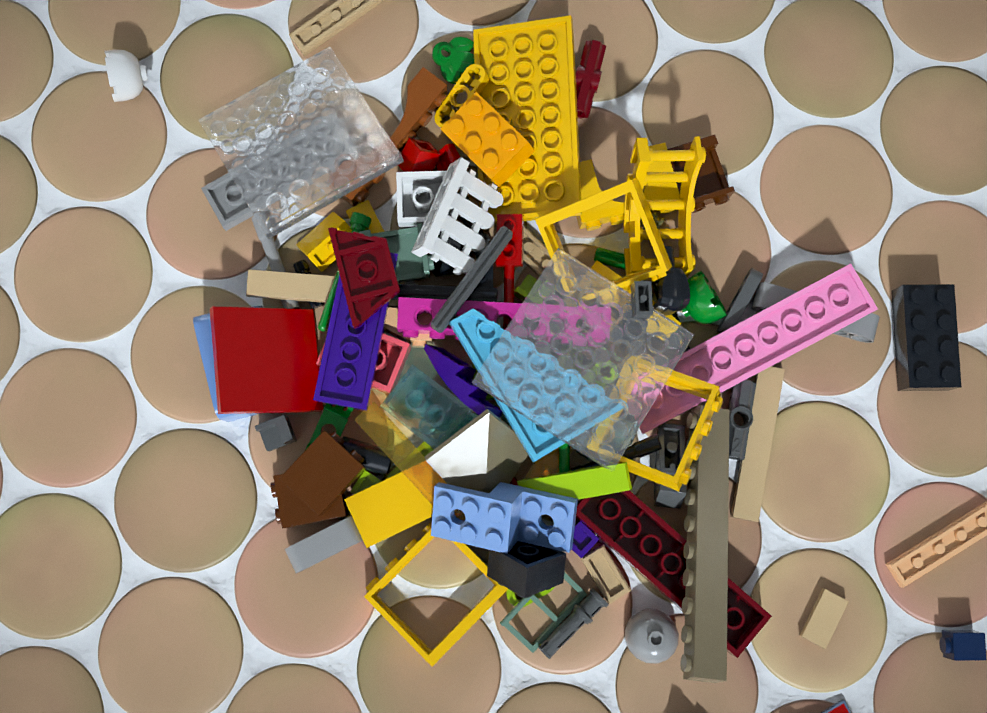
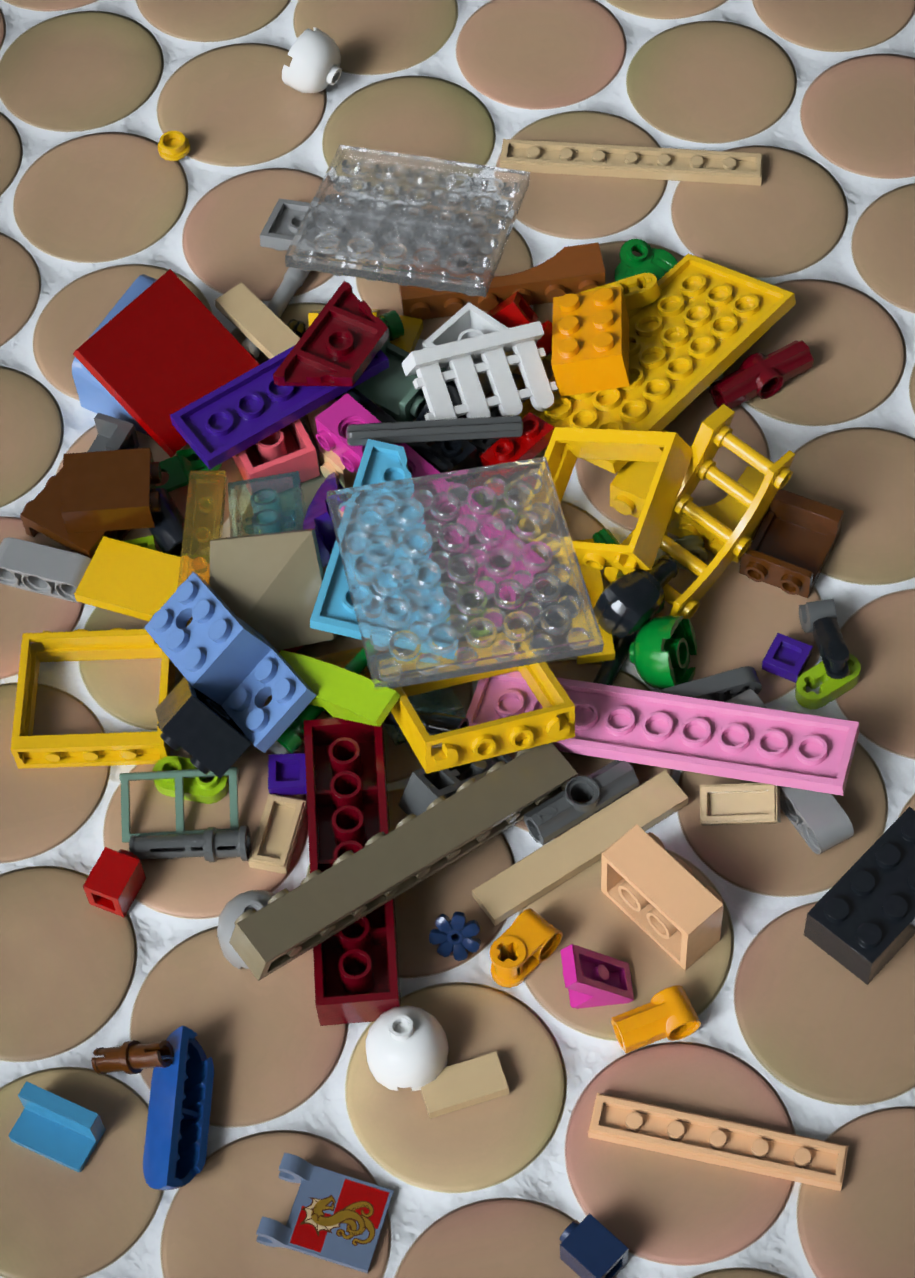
camera: 55 degrees right, 25 degrees down
(94, 203) = (173, 146): none -> yellow plate
(557, 679) = (114, 881): none -> red brick
(641, 299) = (578, 561): dark grey piece -> none
(749, 547) = (455, 936): none -> dark blue plant
(754, 205) = (821, 620): none -> black piece
(758, 245) = (787, 657): none -> dark purple plate
(787, 520) = (522, 948): none -> light orange piece
(787, 630) = (406, 1048): none -> white cylinder
(792, 240) = (829, 687): none -> lime beam
(816, 354) = (739, 804): none -> tan tile
(834, 439) = (662, 896): none -> light nougat brick
(835, 509) = (595, 978): none -> dark pink slope
(883, 498) = (665, 1016): none -> light orange piece

